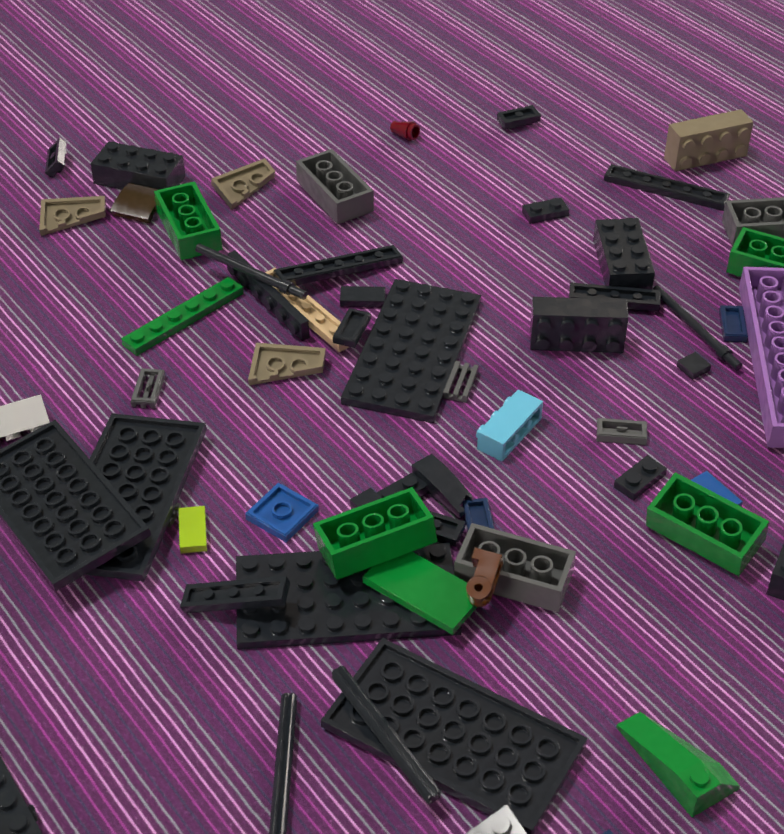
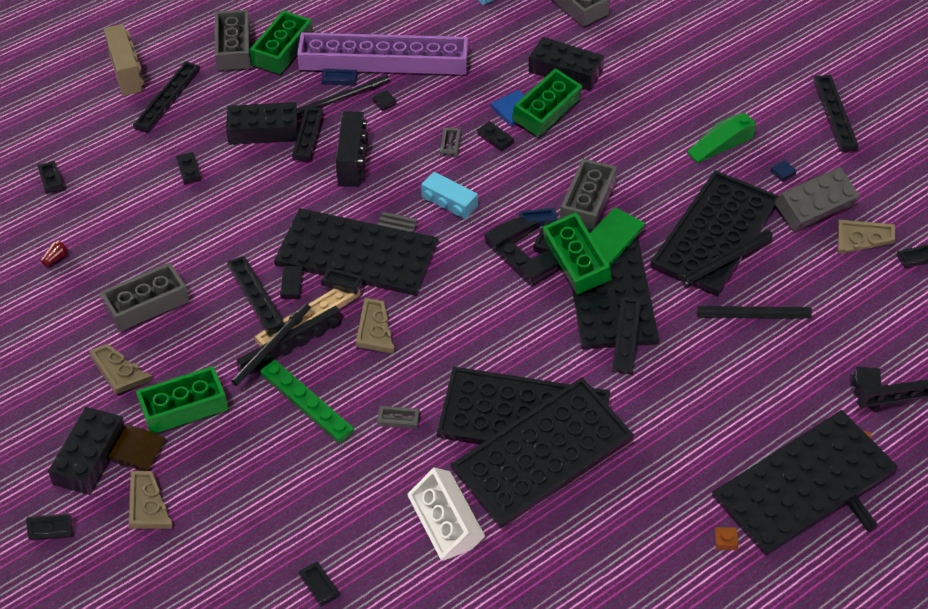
camera: 90 degrees left, 5 degrees up
(192, 529) = (556, 373): lime tile -> none
(282, 512) = (534, 324): blue tile -> none
(482, 585) = (613, 198): reddish brown leg -> none

